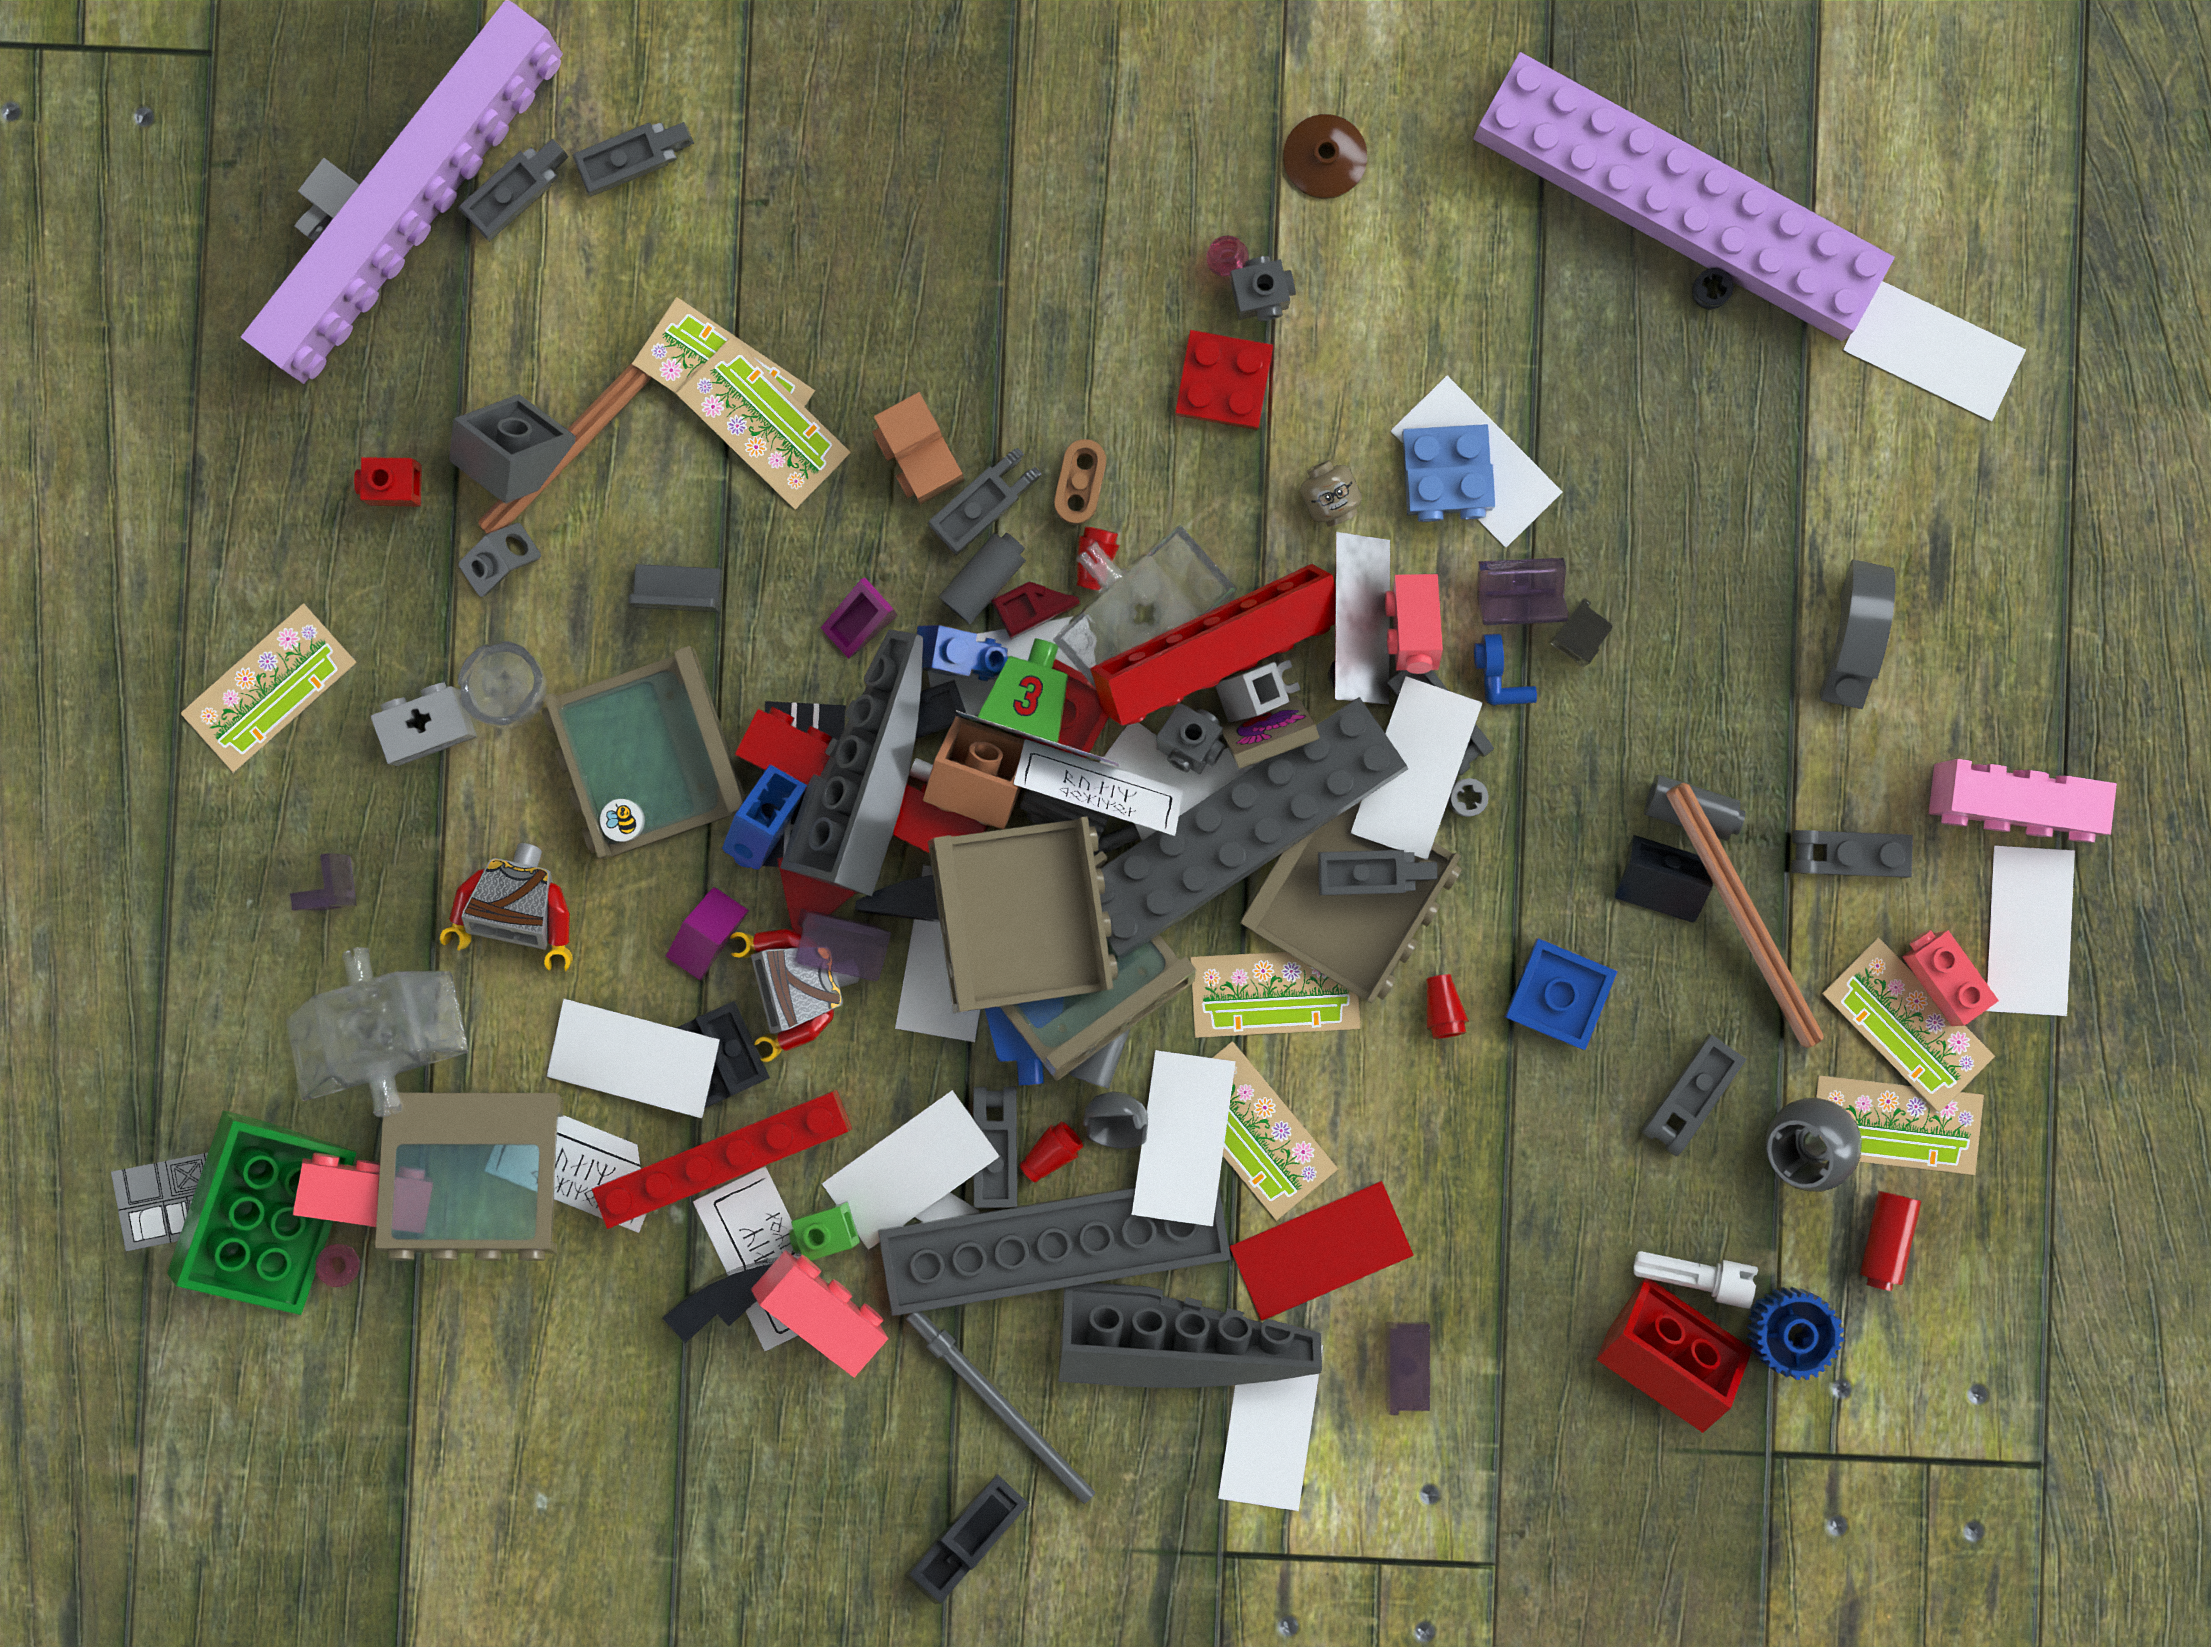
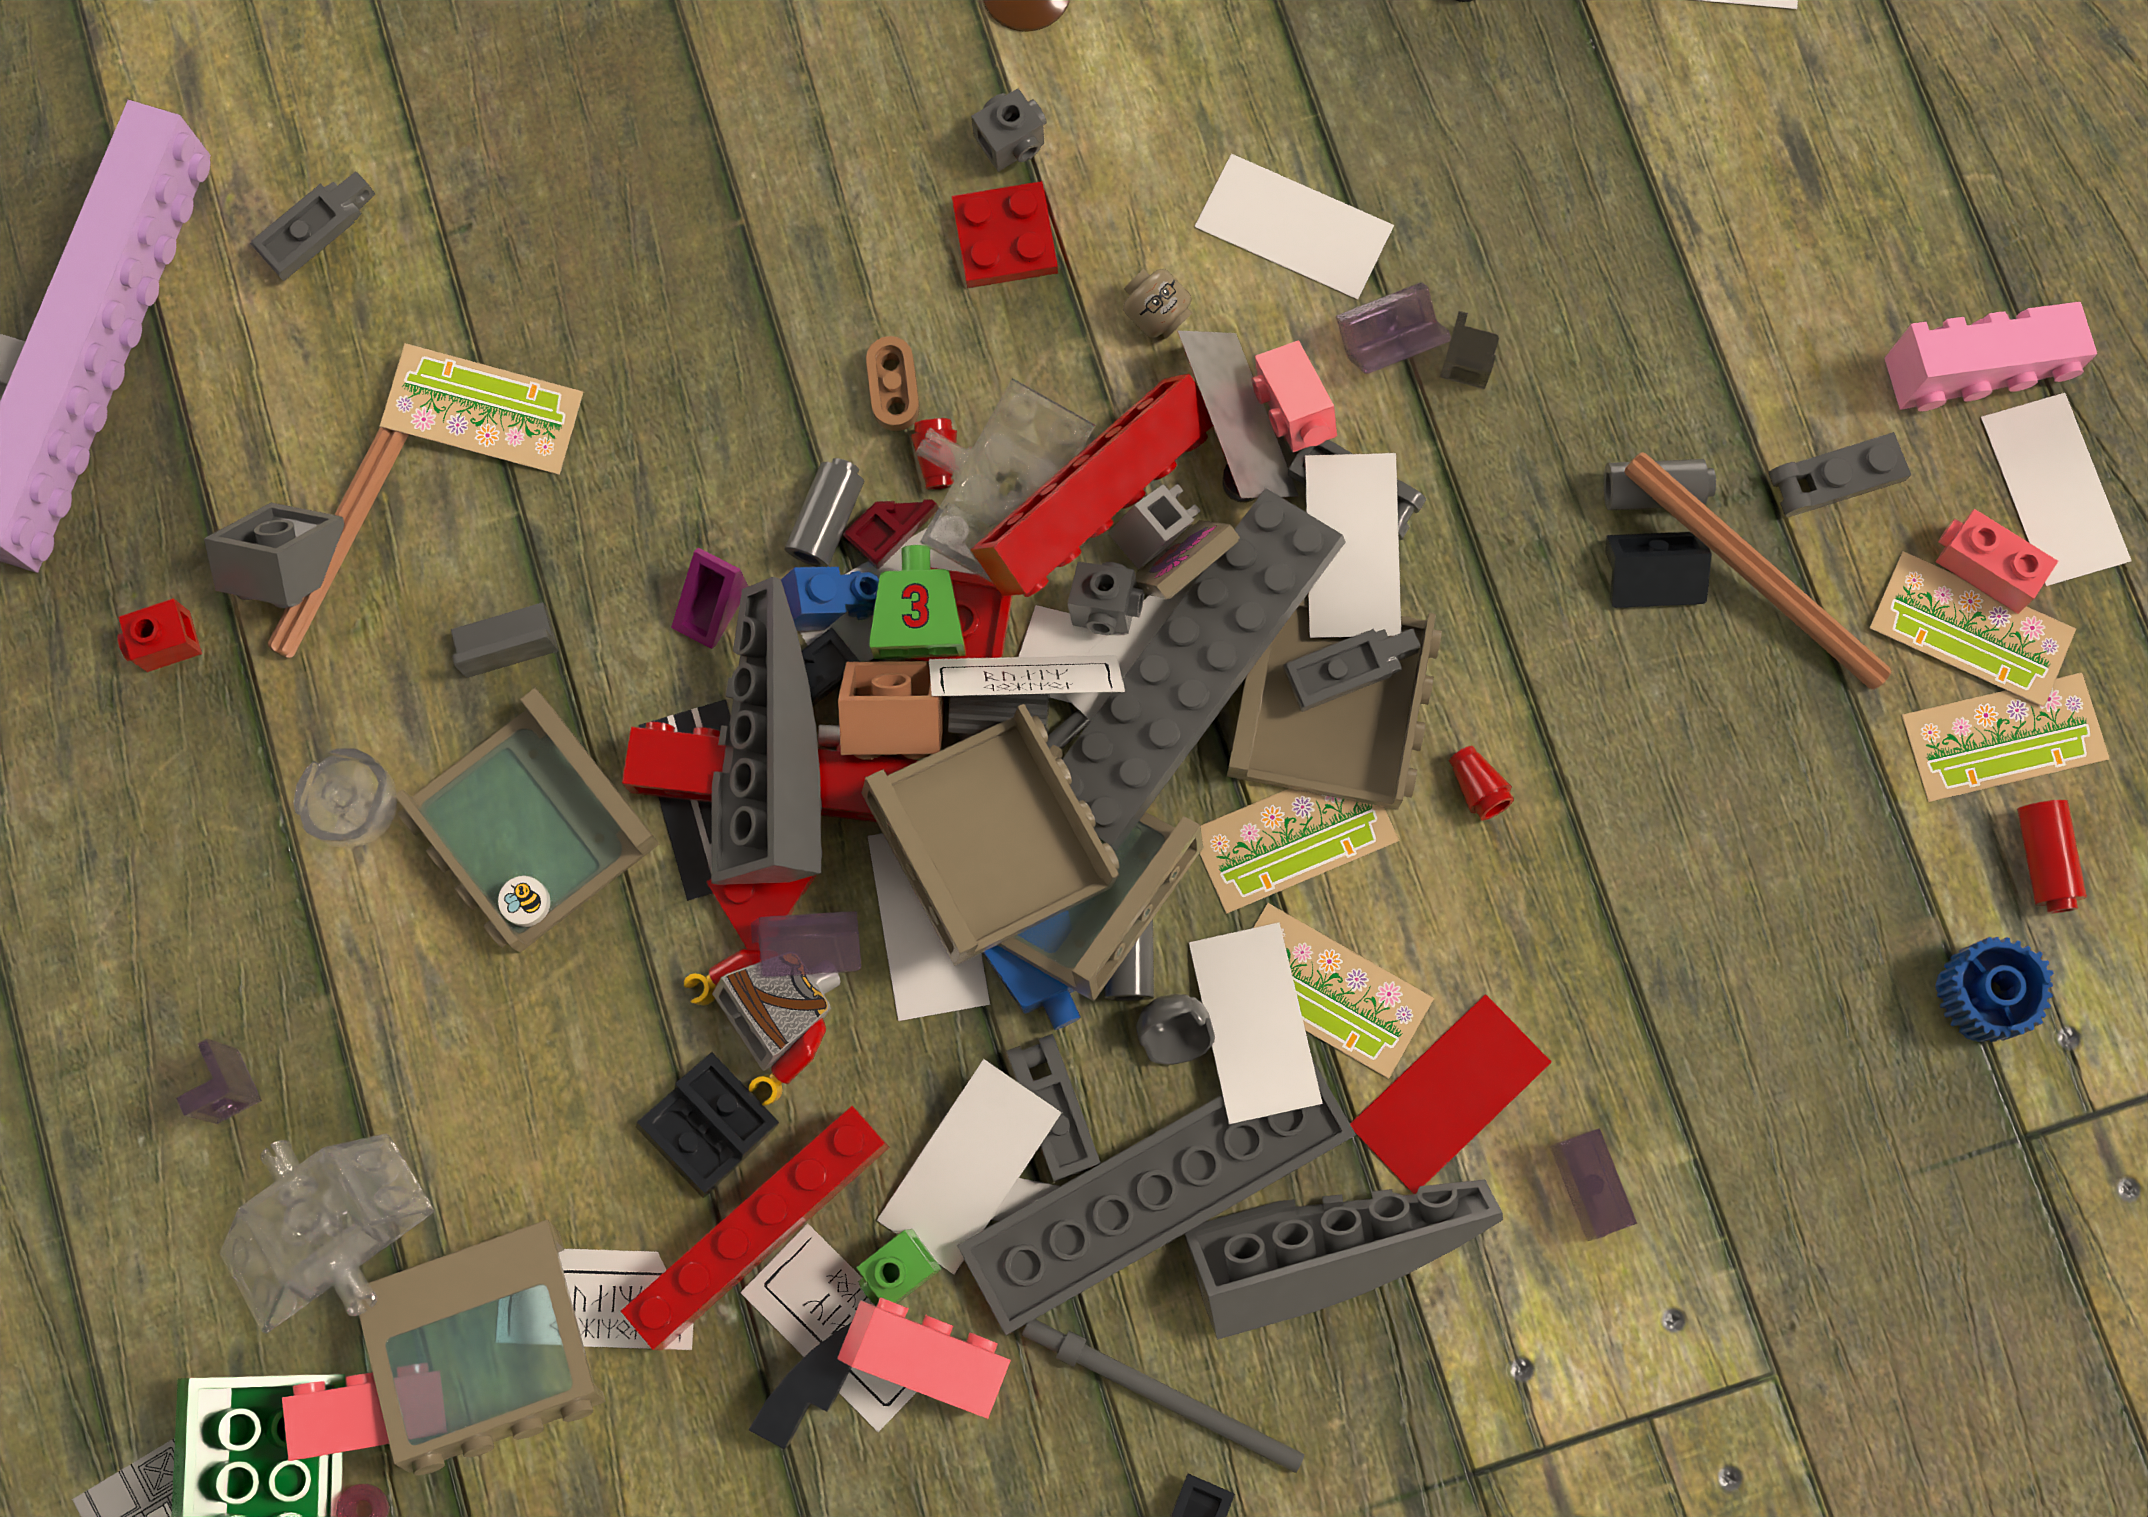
camera: 20 degrees left, 10 degrees down
(268, 687) = (93, 901): sticker -> none
(448, 724) = (299, 873): light grey brick -> none
(492, 560) = (295, 676): dark grey bracket -> none
(513, 189) = (199, 298): dark grey hinge -> none
(514, 905) = (430, 1033): torso -> none
(633, 1058) = (620, 1154): white sticker -> none
(706, 932) = (655, 991): magenta slope -> none
(754, 834) = (669, 859): blue torso -> none
(763, 422) = (539, 441): sticker -> none
(905, 899) = (860, 875): black slope -> none
(918, 446) = (702, 398): nougat brick -> none
(981, 503) = (797, 441): dark grey hinge -> none
(1038, 738) = (942, 646): sticker -> none
(1052, 1151) = (1116, 1090): red cone -> none
(1226, 254) = (958, 111): clear pink plate -> none
(1269, 1442) = (1474, 1324): white sticker -> none
(1448, 472) = (1269, 243): medium blue plate -> none
(1475, 787) = (1414, 572): light grey bush -> none
(1490, 658) = (1386, 408): blue plate -> none
(1560, 994) = (1597, 724): blue plate -> none
(1675, 1355) = (1878, 1064): red slope -> none
(1694, 1093) = (1780, 778): dark grey plate -> none
(1728, 1282) = (1899, 963): white piece -> none
(1798, 1151) = (1916, 803): dark grey wheel -> none
(1862, 634) = (1759, 250): dark grey arch -> none

